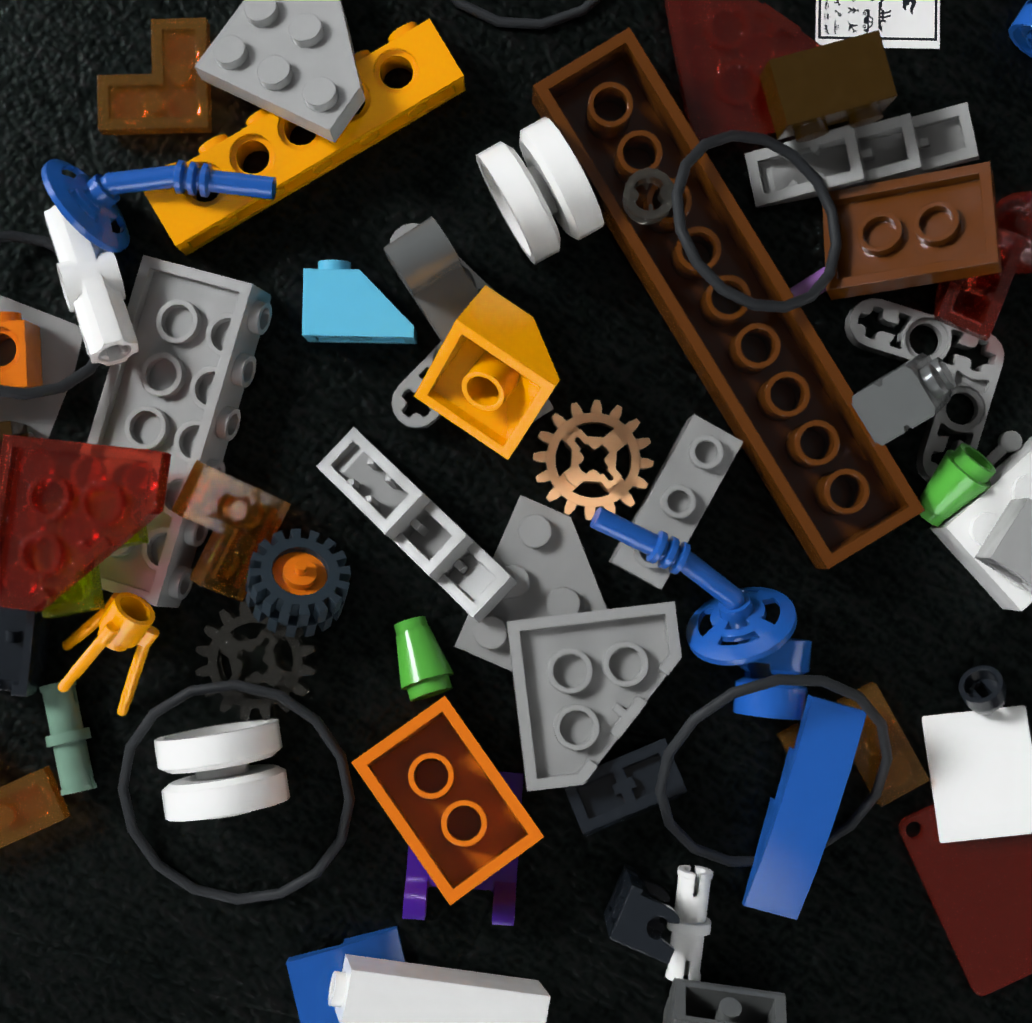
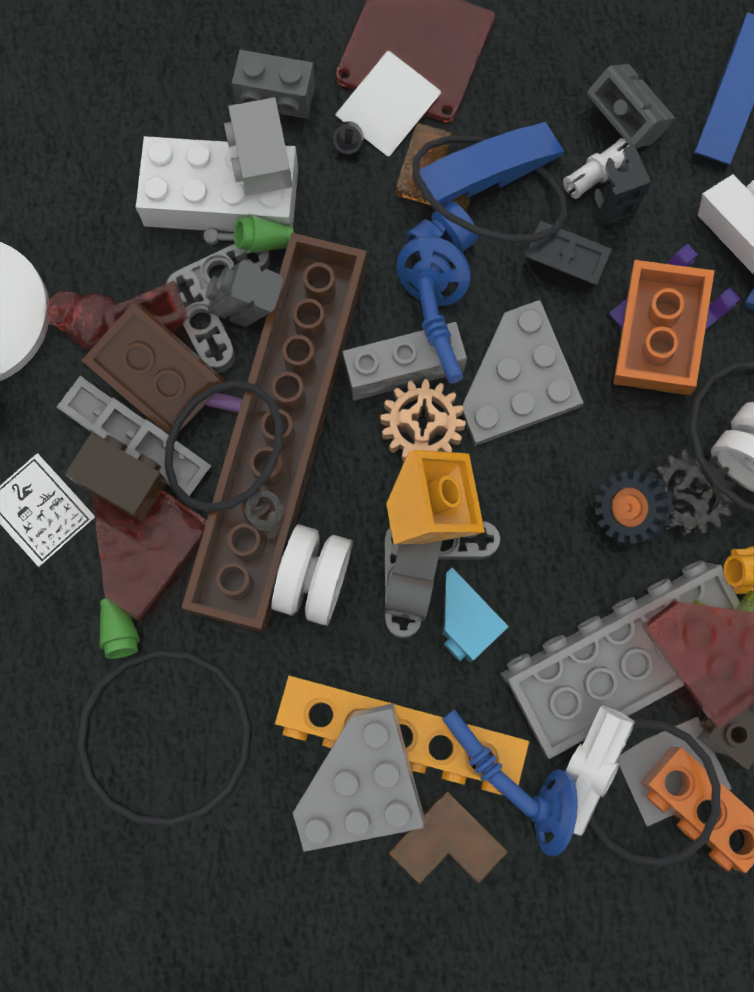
camera: 135 degrees left, 10 degrees down
(239, 521) = (635, 567): clear orange plate -> none
(416, 525) = (543, 480): light grey slope -> none
(420, 660) = (607, 411): bright green cone -> none
(585, 683) = (538, 316): light grey plate -> none

